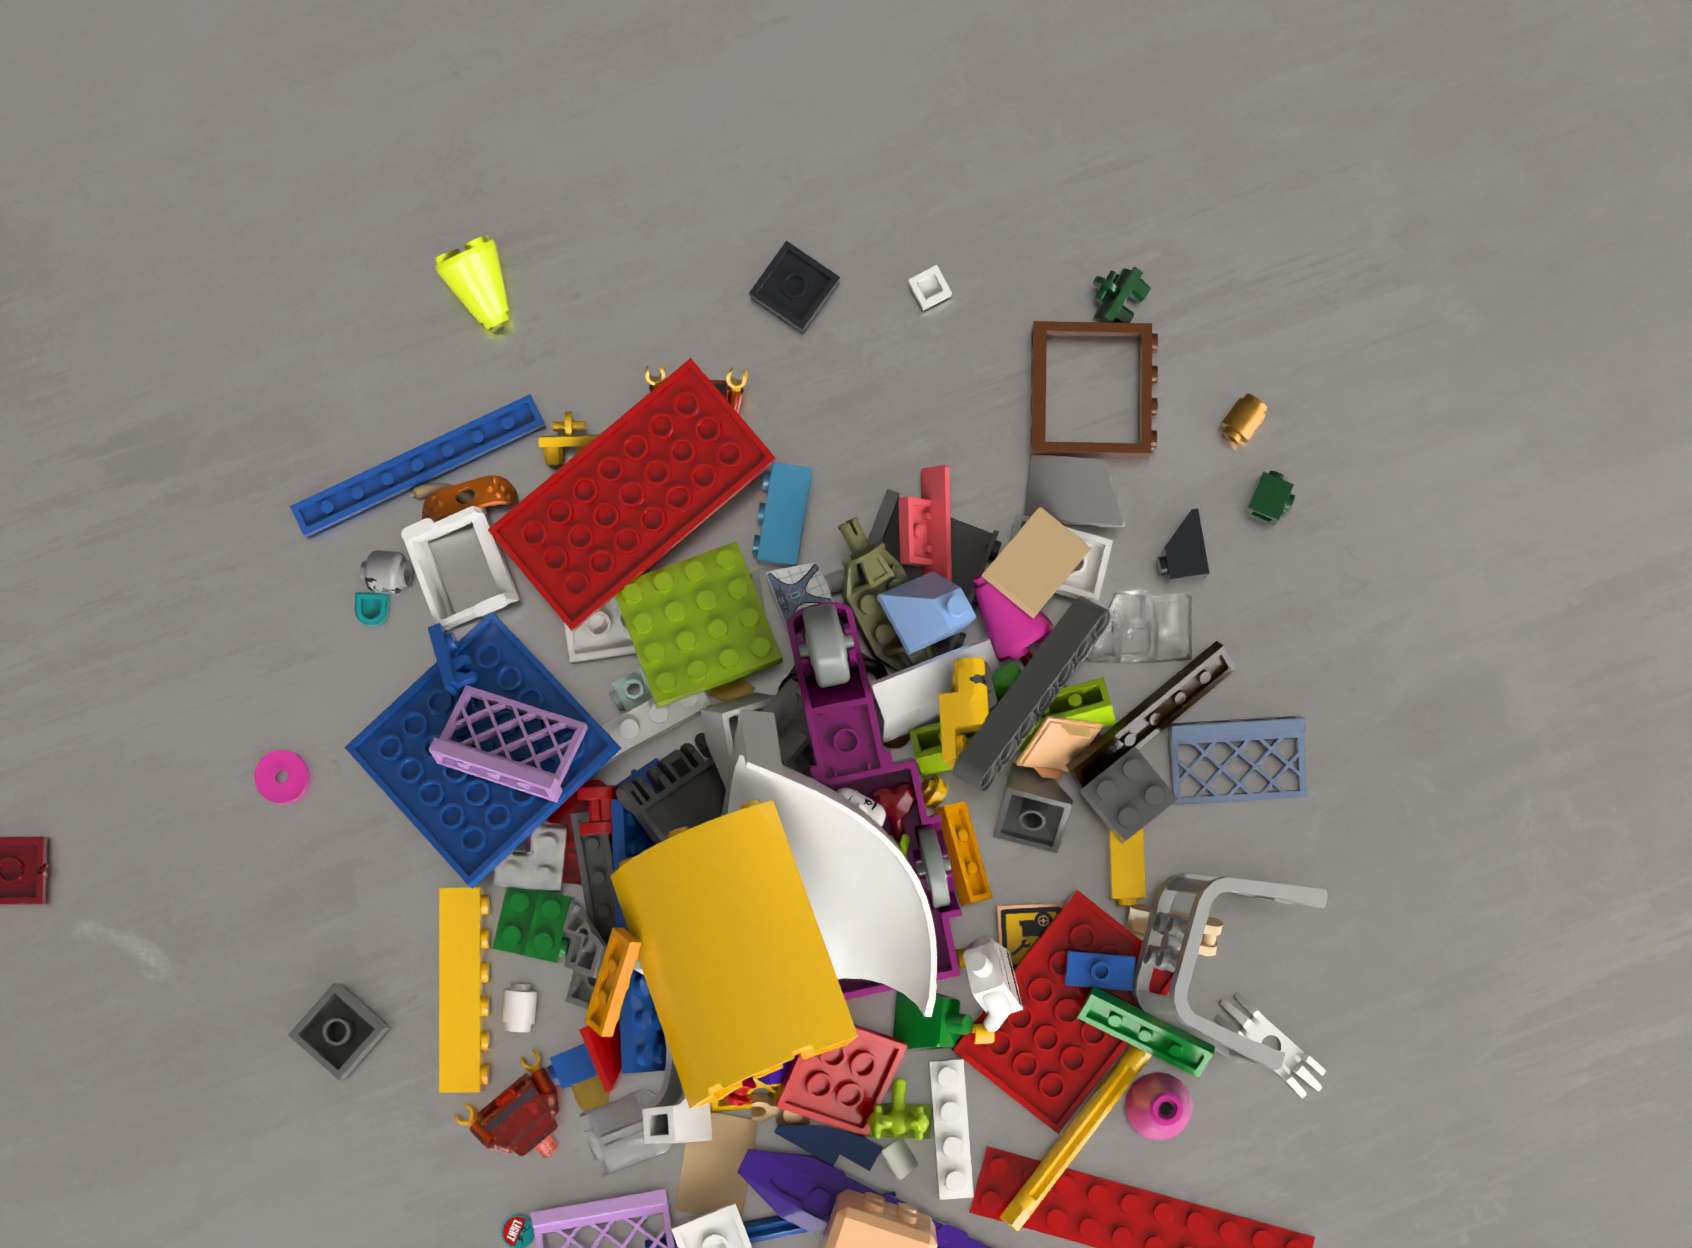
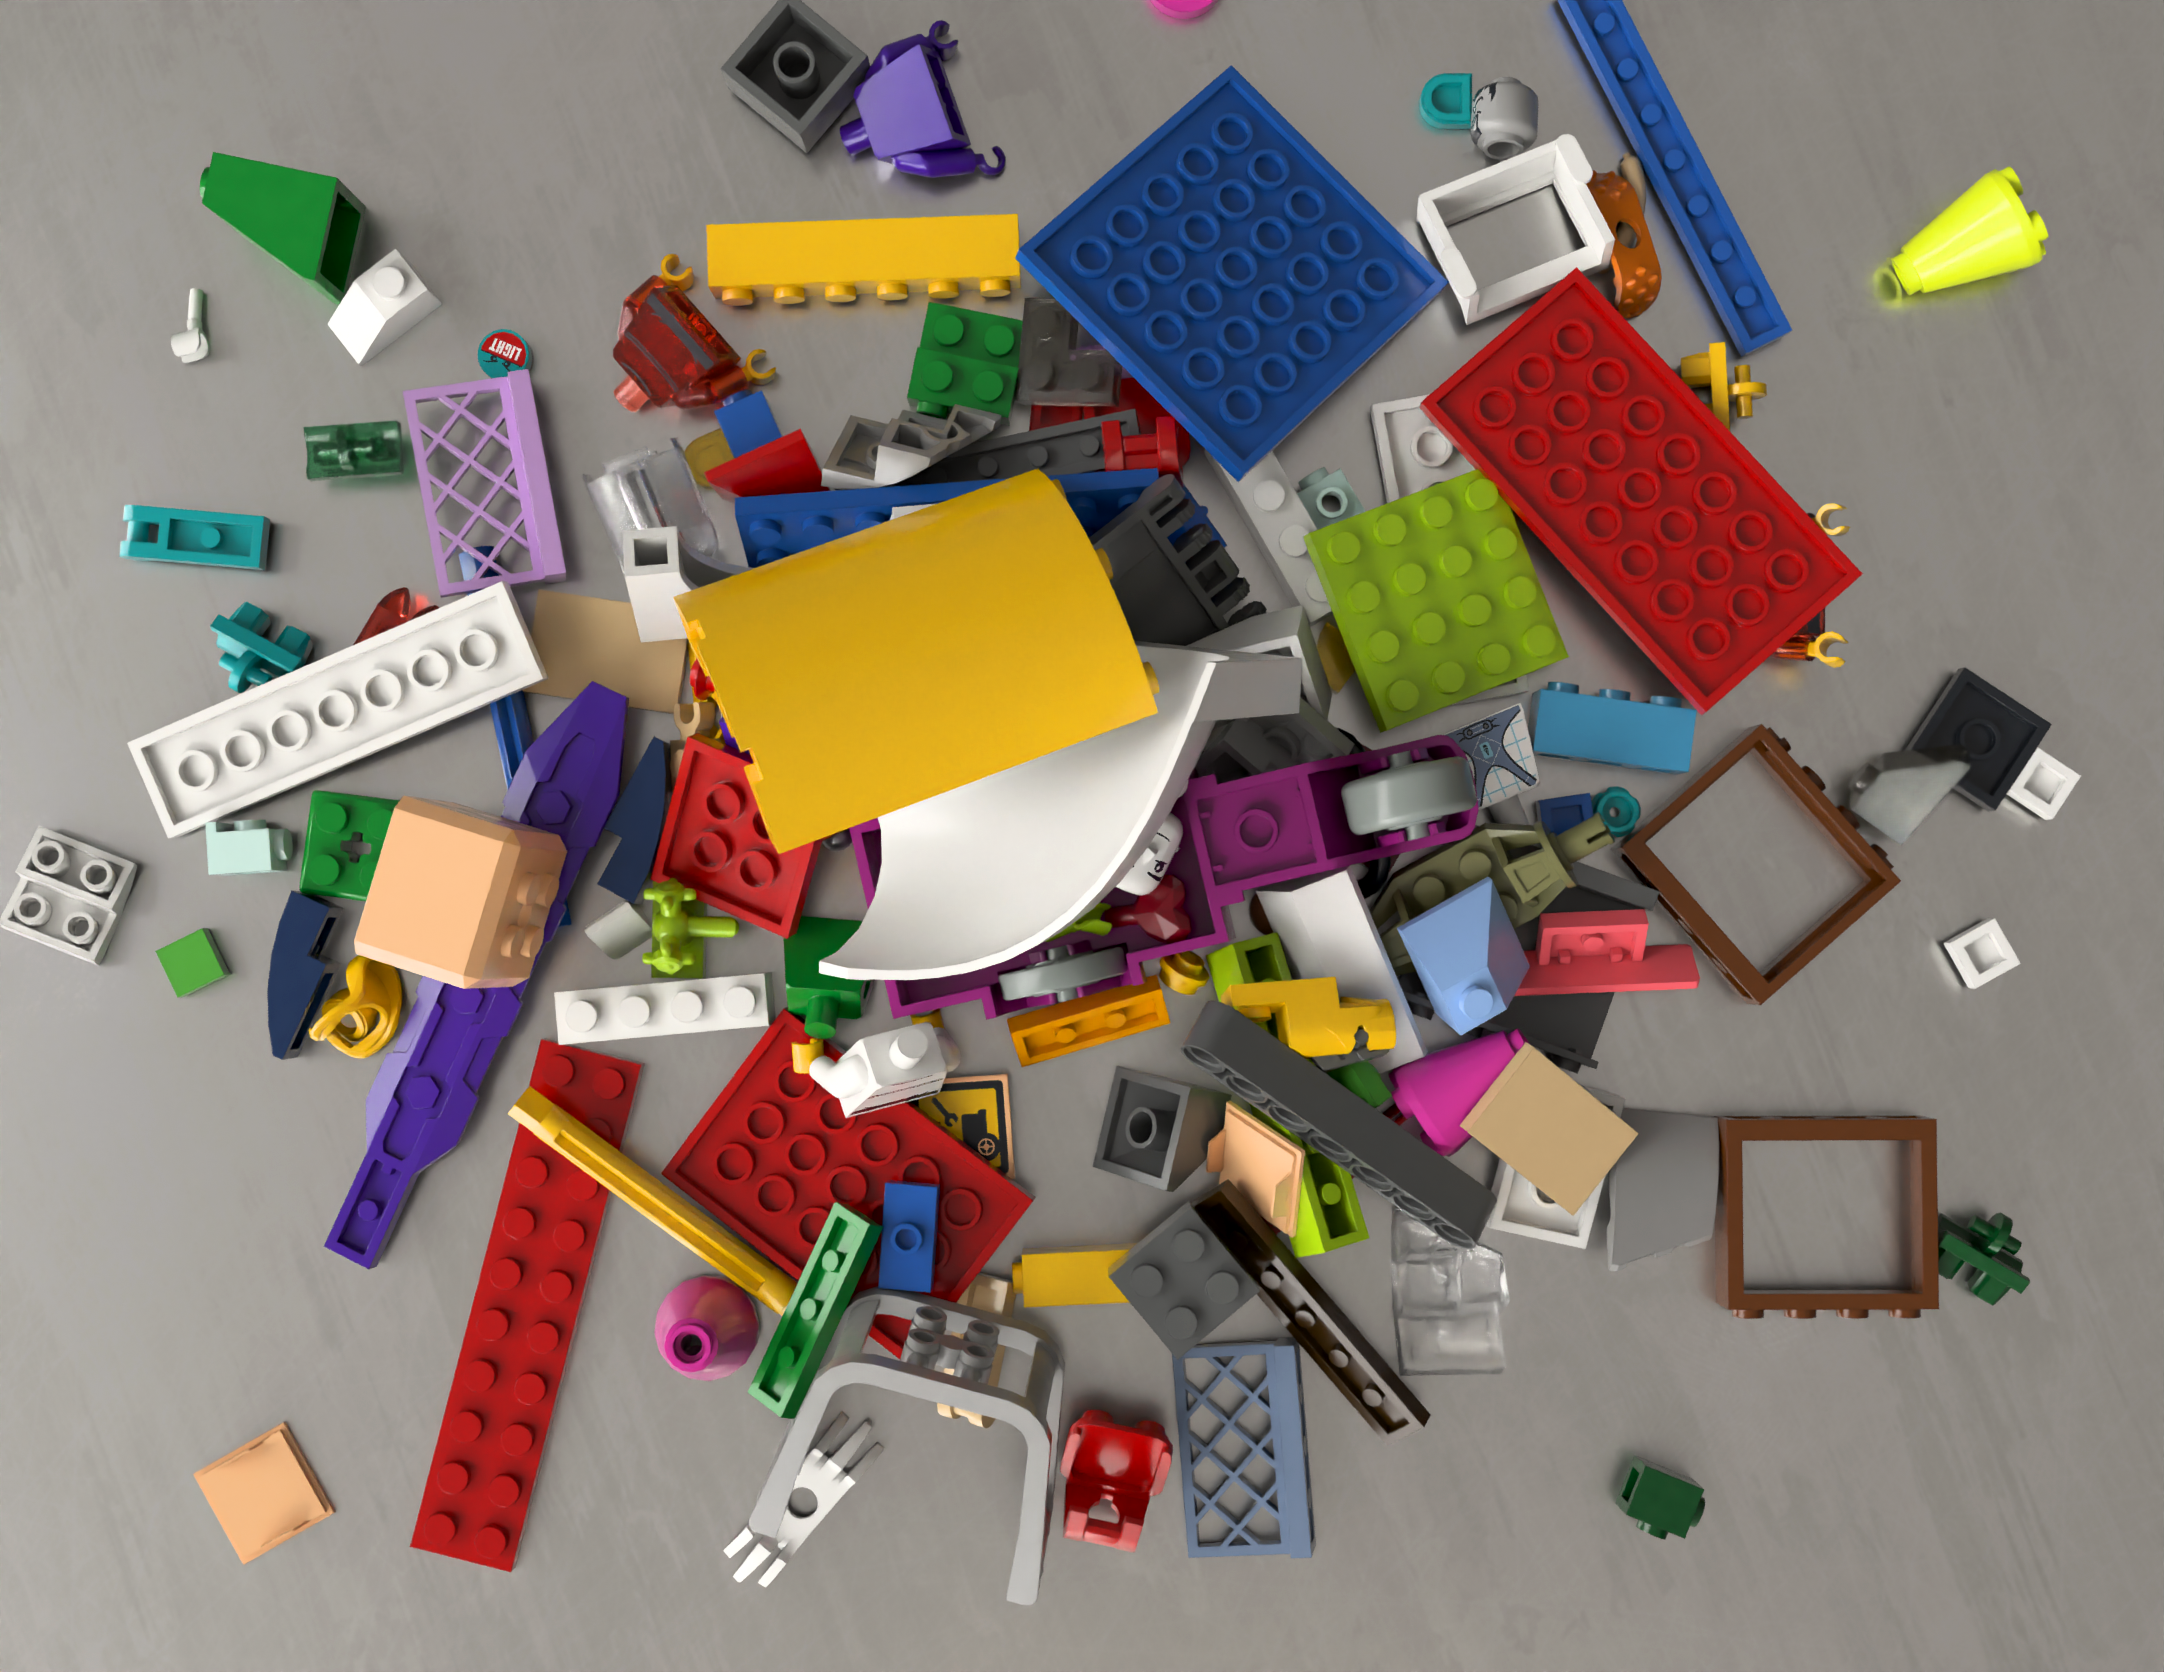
camera: 90 degrees right, 5 degrees up
(367, 956) = (913, 112): none -> dark purple torso
(449, 664) = (1367, 213): blue plate -> none
(505, 770) = (1199, 298): lavender fence -> none
(519, 1007) = (839, 345): white brick -> none
(612, 982) = (872, 475): light orange plate -> none
(824, 246) = (2043, 784): none -> white plate
(824, 333) = (1906, 787): none -> clear smoke slope
(832, 505) = (1628, 809): none -> teal plate
(835, 546) = (1564, 811): none -> blue plate
(846, 376) = (1833, 822): none -> reddish brown window
(1185, 553) = (1568, 1365): black slope -> none
(1244, 419) = (1786, 1456): pearl gold brick -> none
(1247, 842) = (1116, 1466): none -> red piece

